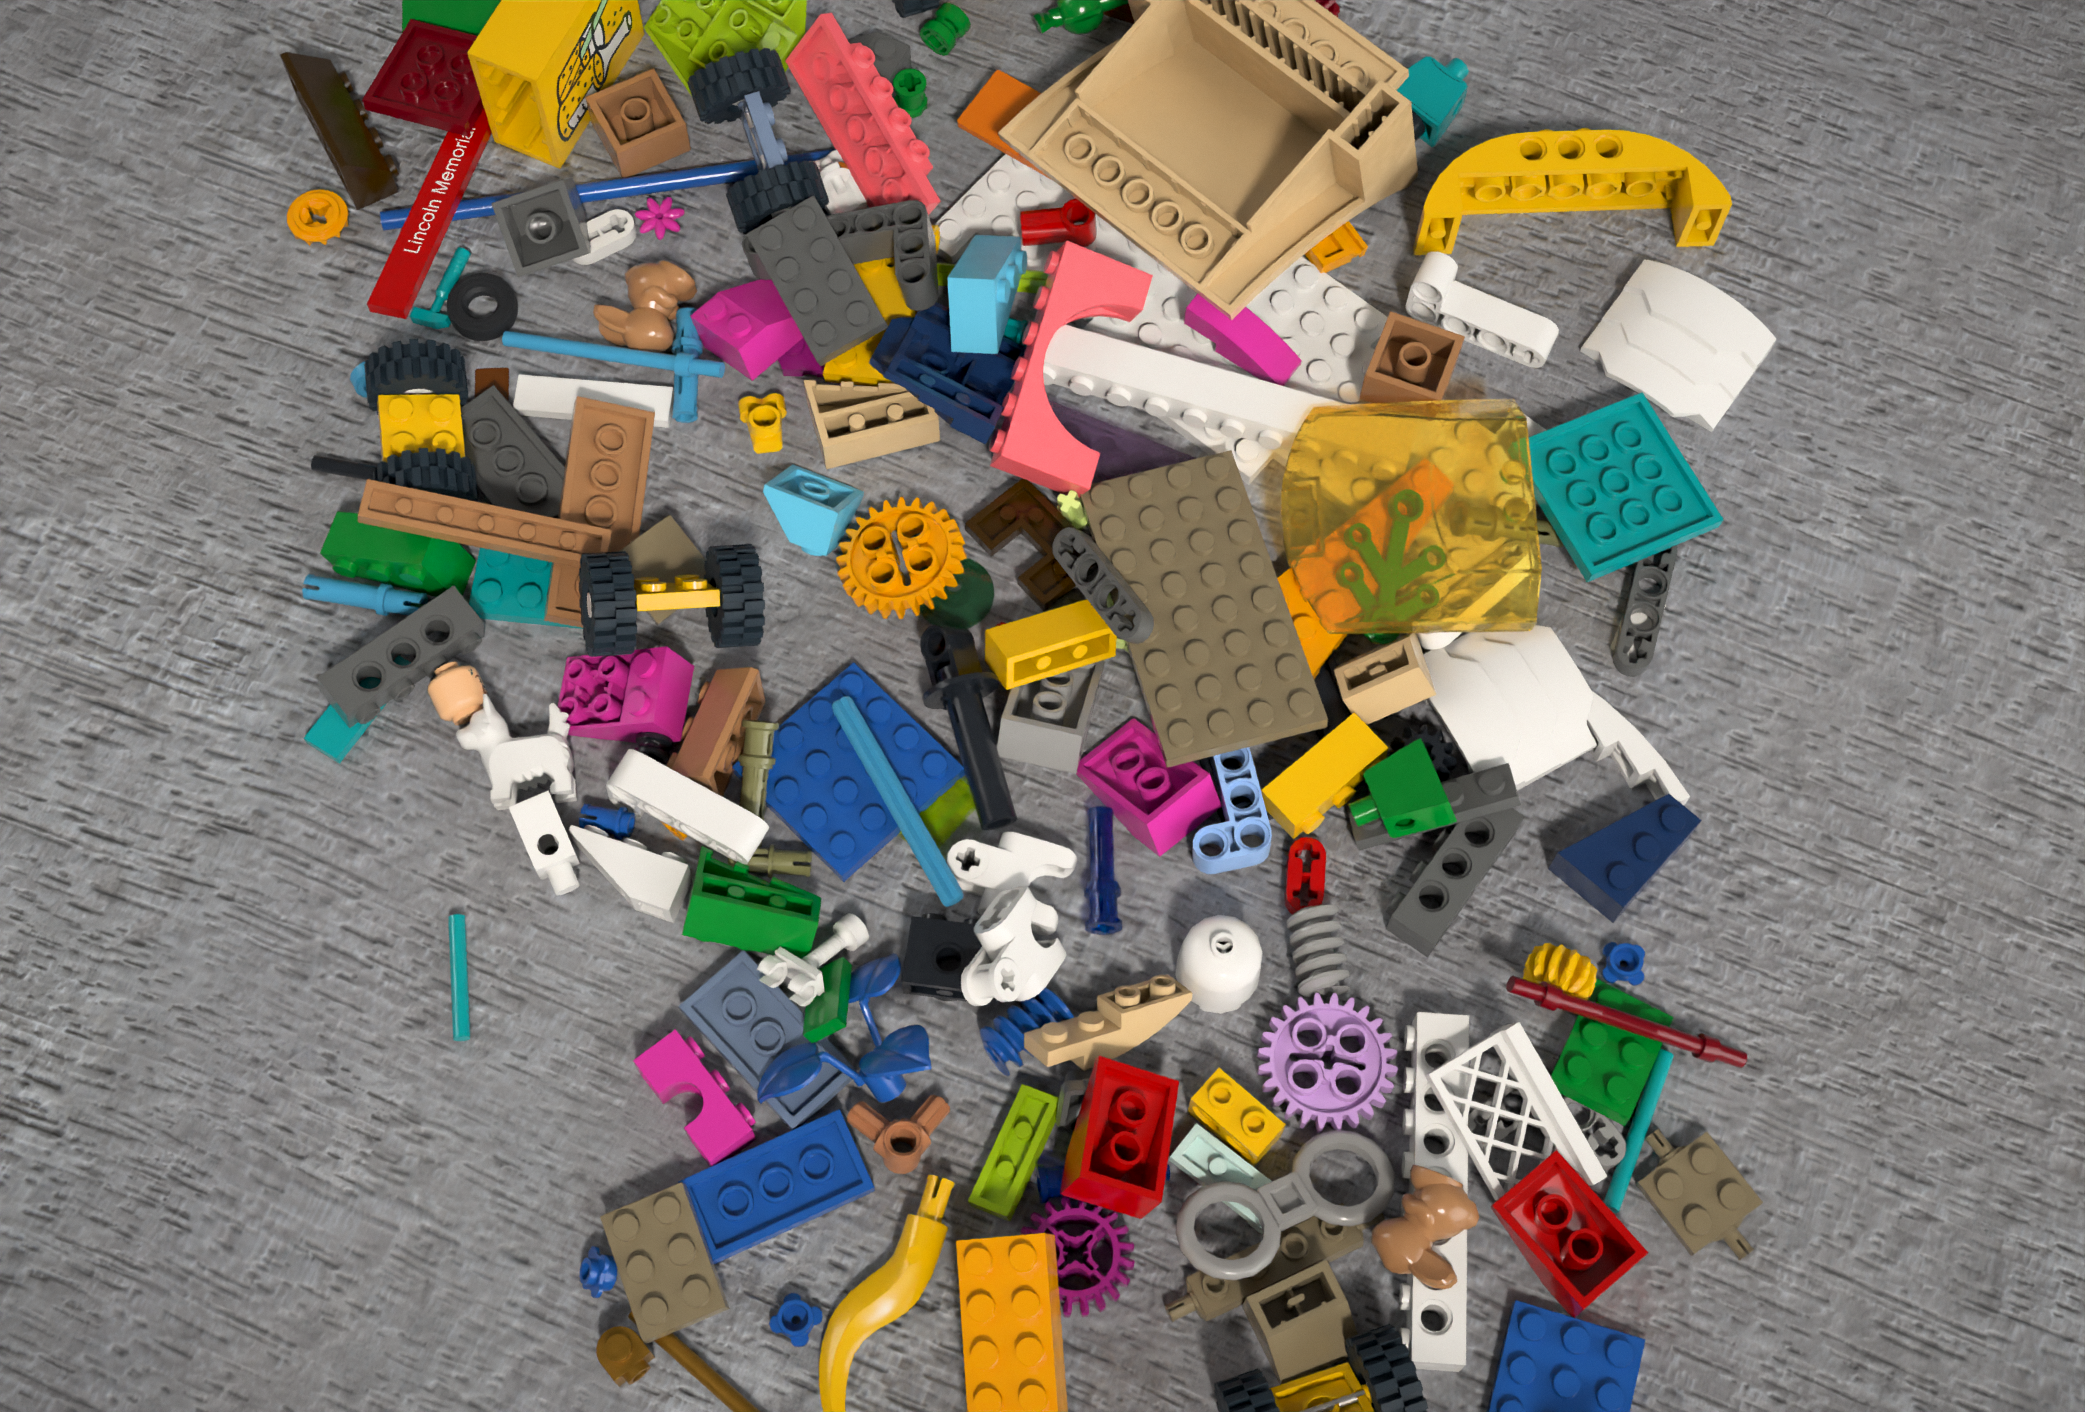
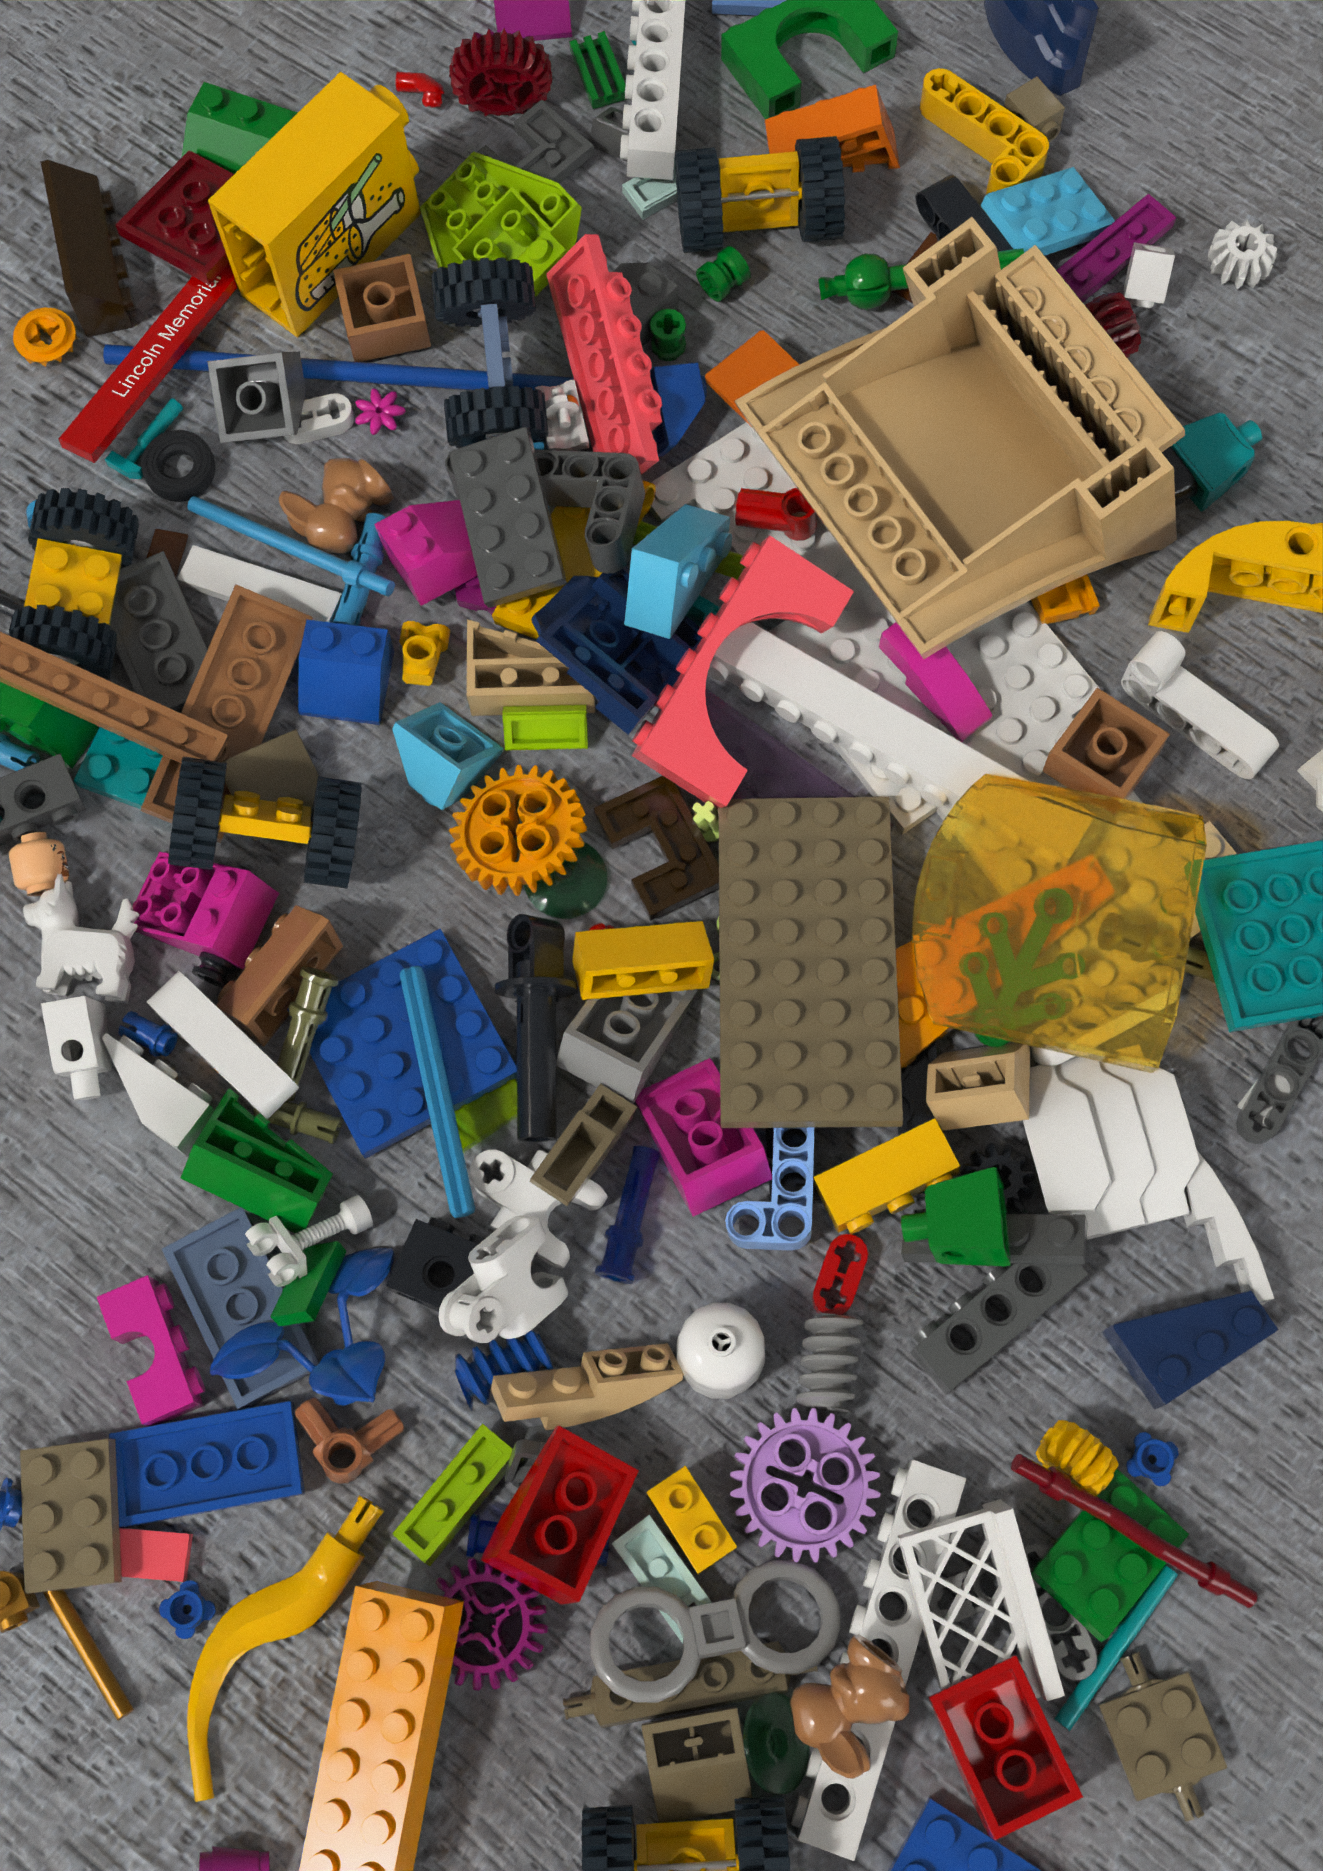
camera: 20 degrees right, 5 degrees up
(697, 455) = (344, 671): none -> blue slope
(752, 1279) = (155, 1554): none -> coral tile
(899, 462) = (545, 727): none -> lime tile
(945, 146) = (682, 398): none -> blue slope
(1046, 813) = (584, 1145): none -> dark tan slope
(1102, 584) = (703, 917): dark grey beam -> none
(1367, 1286) = (771, 1745): none -> clear green dish

